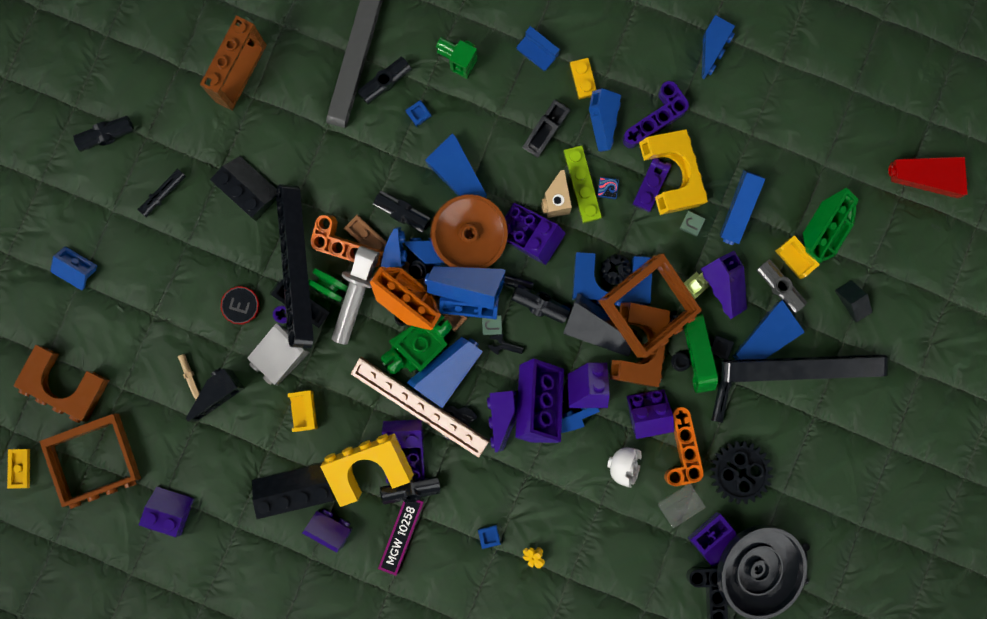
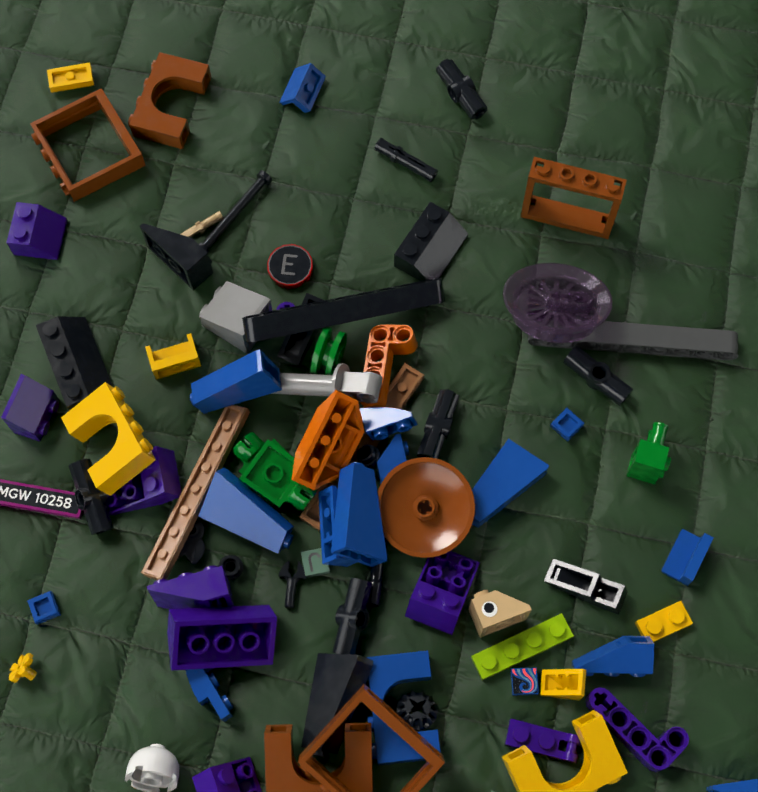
camera: 80 degrees right, 15 degrees down
(155, 314) = (263, 179): none -> black bar
(326, 92) = (576, 302): none -> clear purple piece
(340, 362) = (236, 382): none -> blue slope
(479, 385) = (232, 559): none -> black plate
(589, 386) = (252, 700): dark purple slope -> none
(615, 160) = (563, 683): none -> yellow slope

